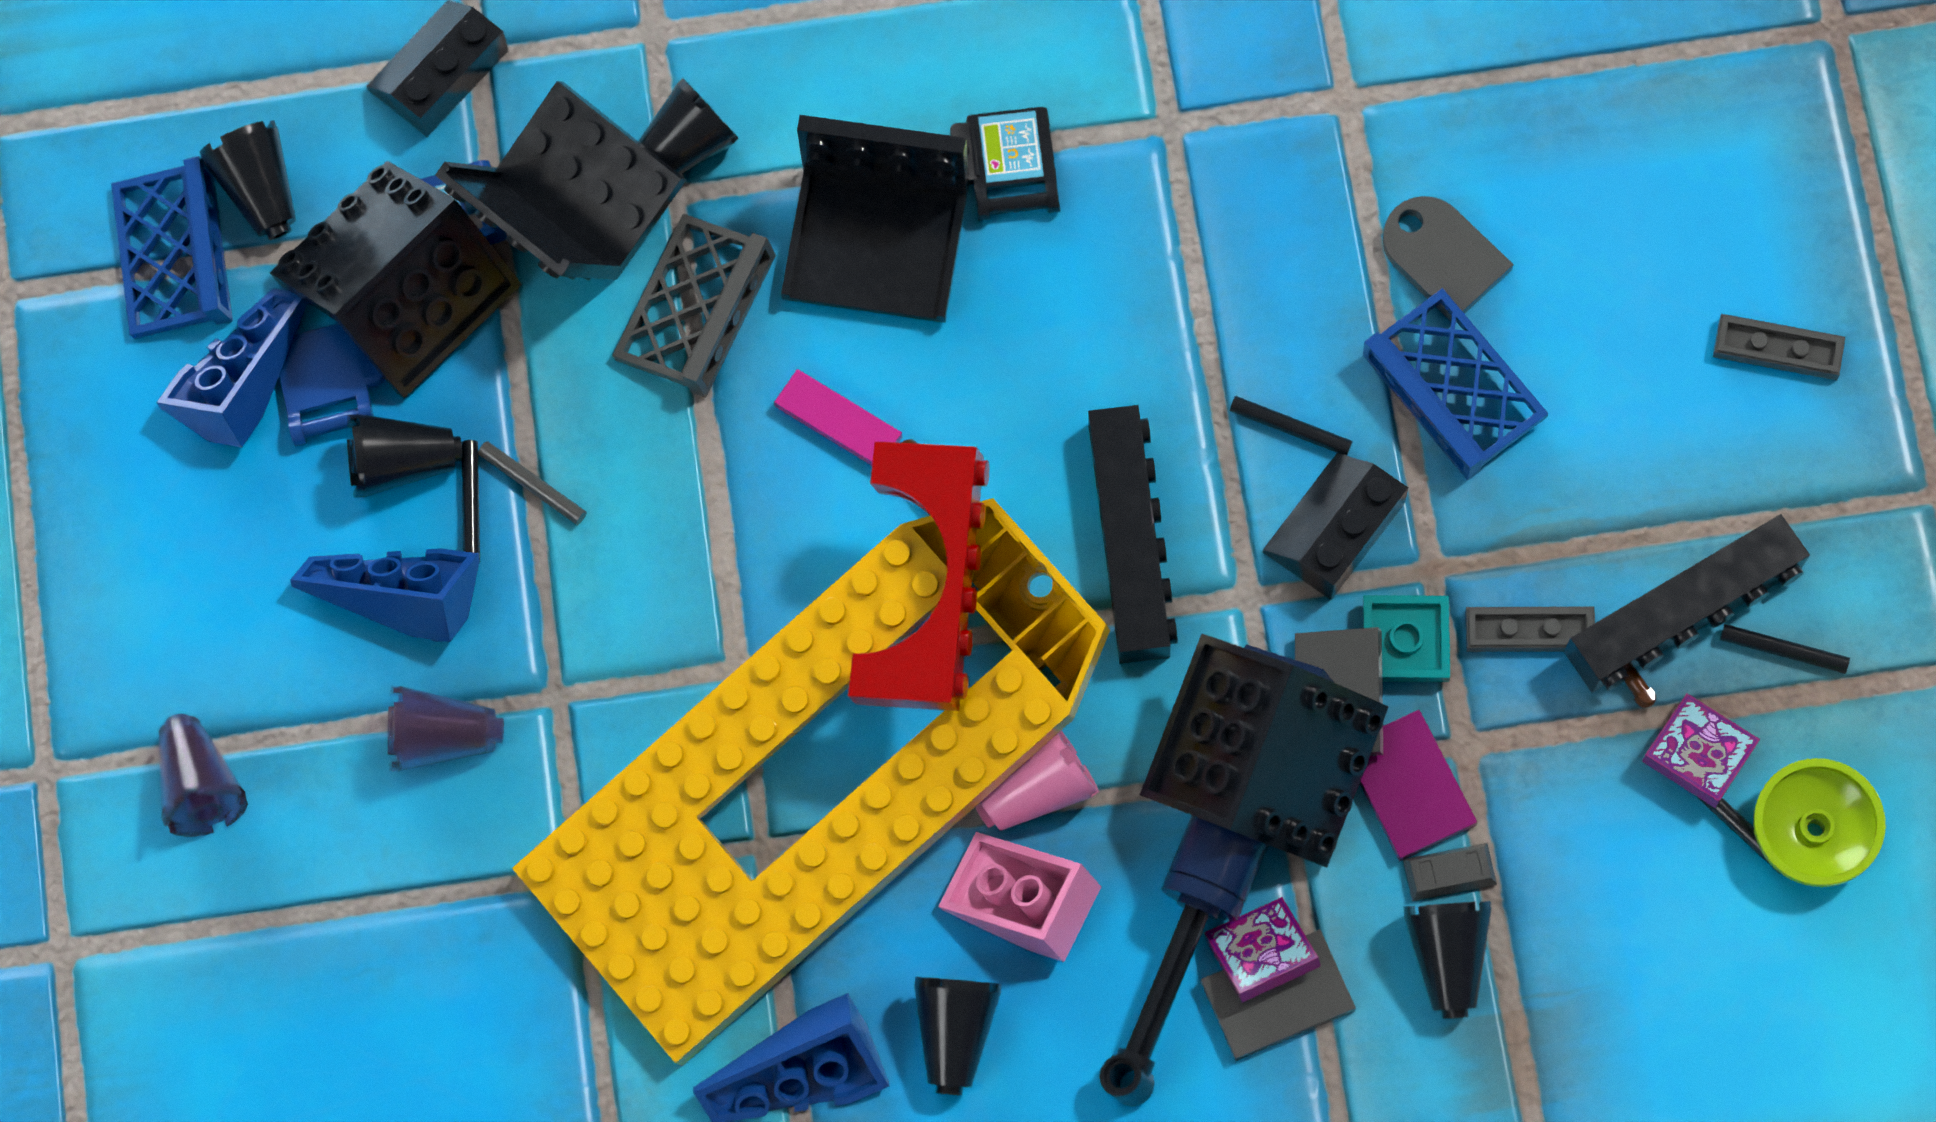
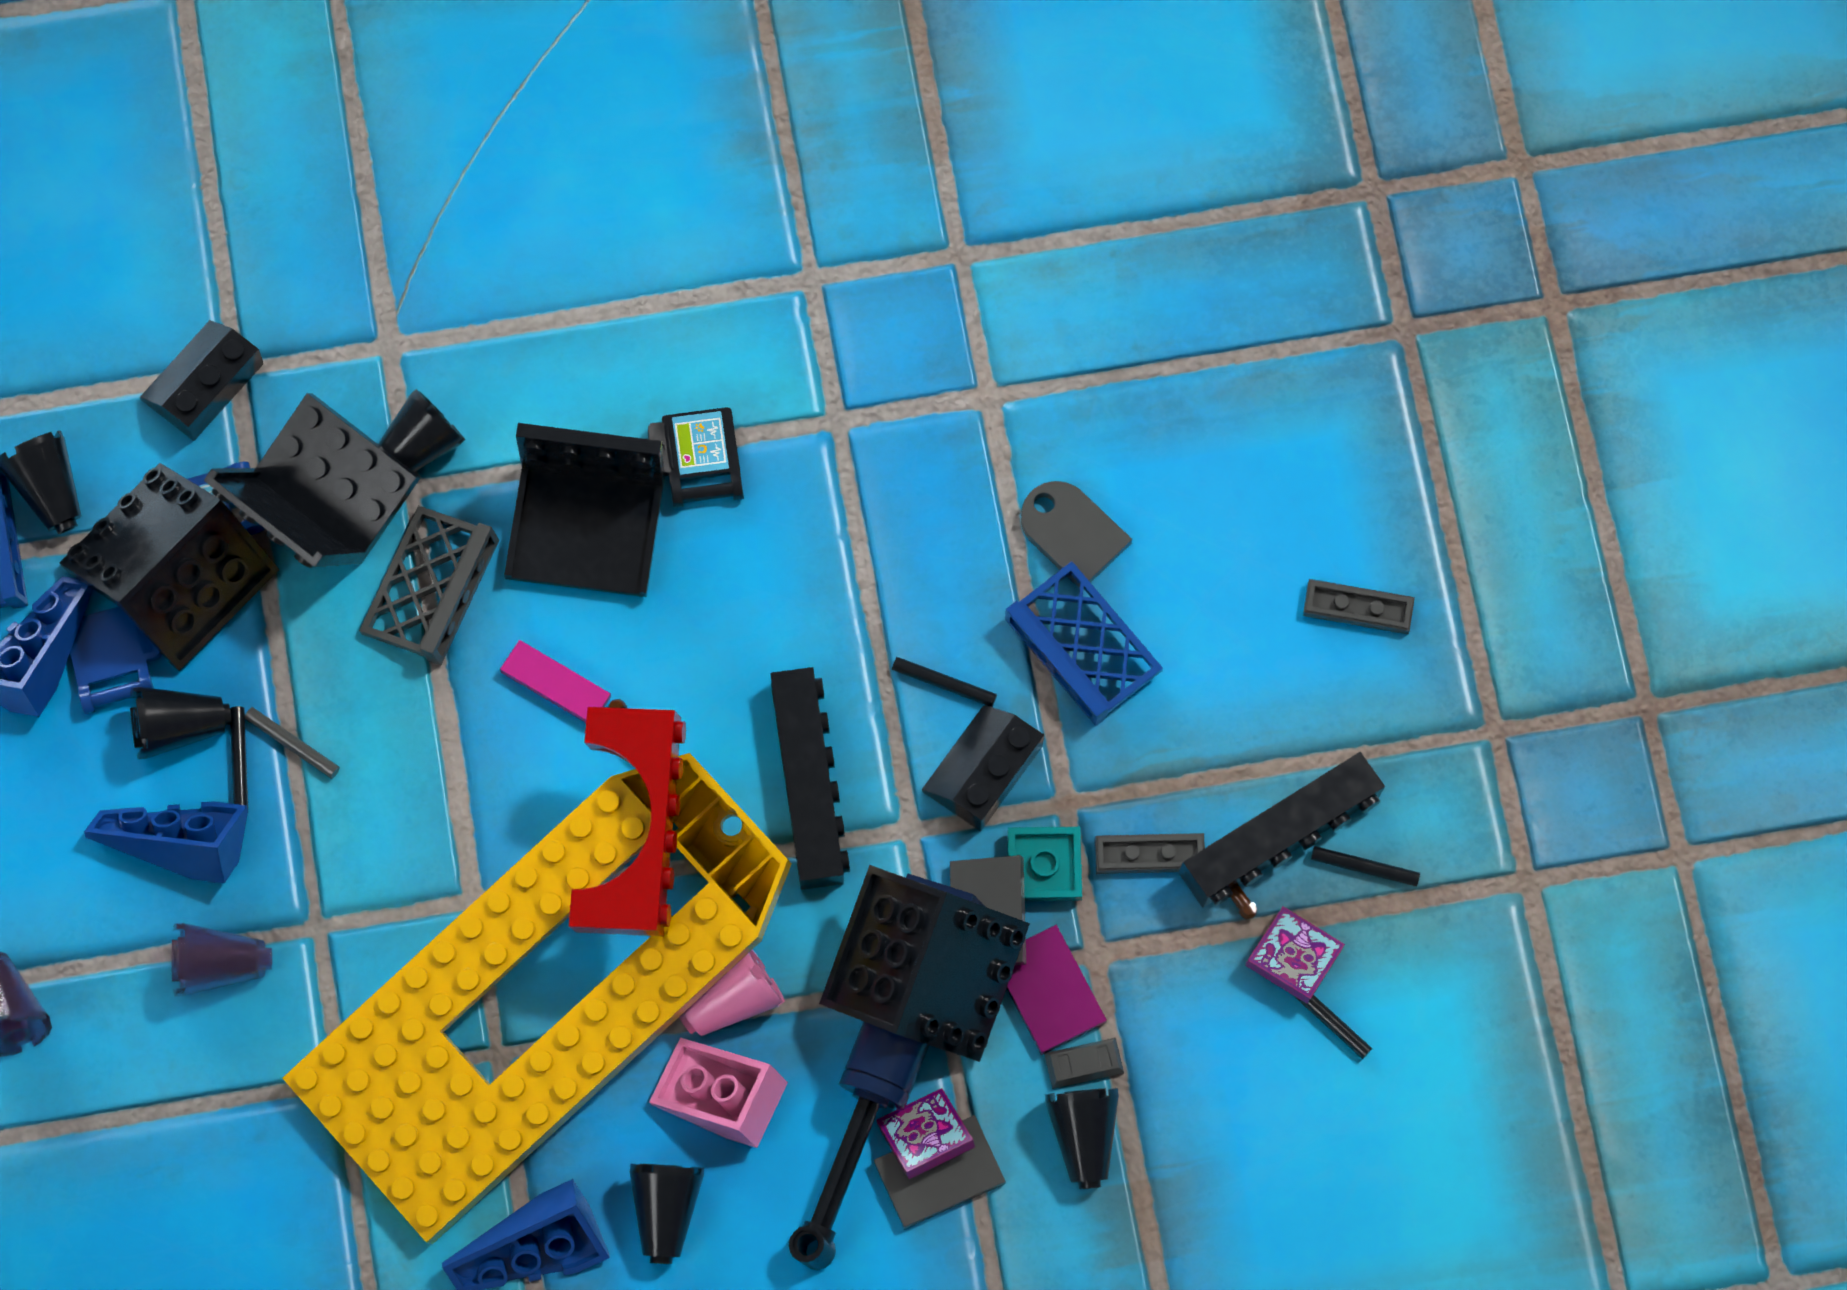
camera: 10 degrees left, 0 degrees up
(1835, 800) = (1399, 991): lime dish -> none

